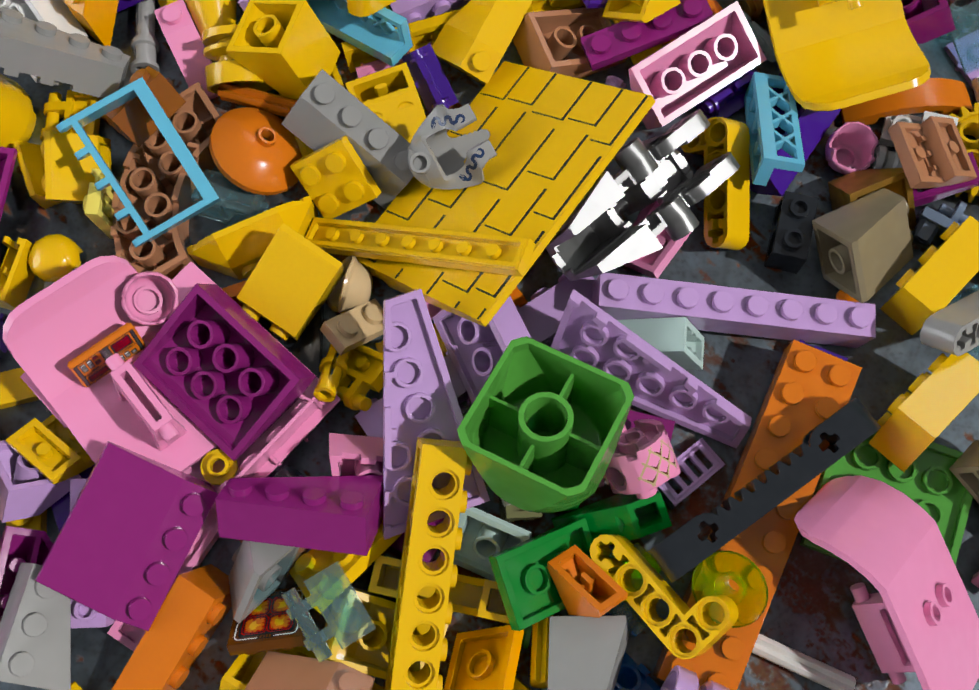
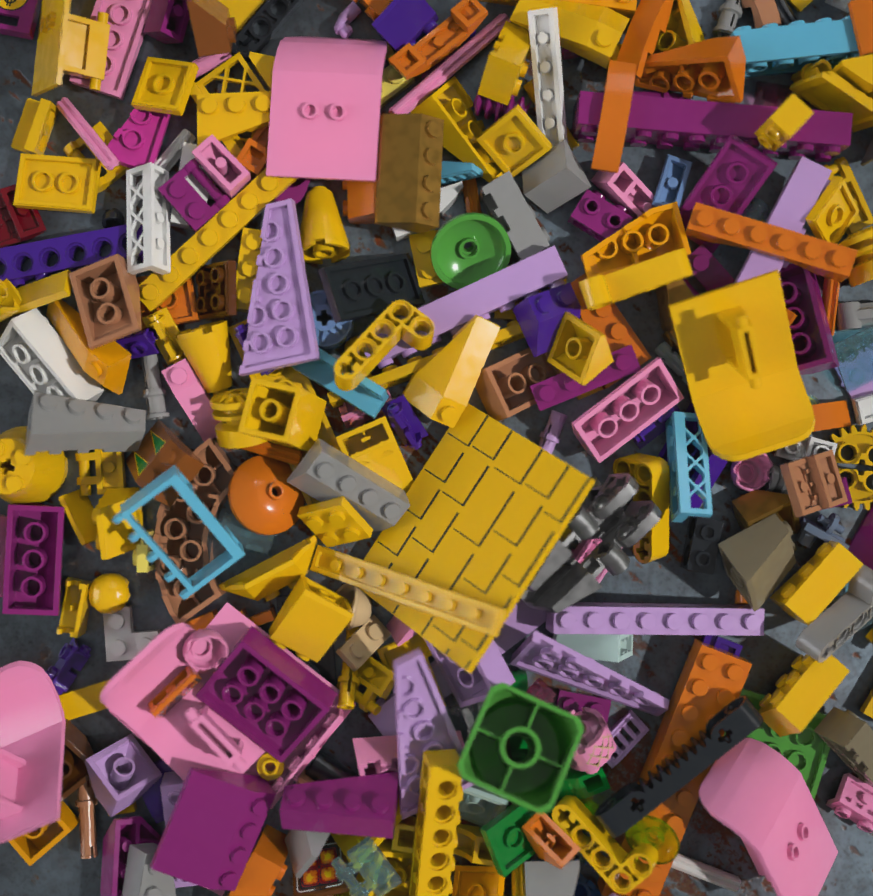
camera: 10 degrees left, 15 degrees up
(50, 449) = (134, 757): yellow slope -> none
(440, 159) = (421, 514): light grey piece -> none

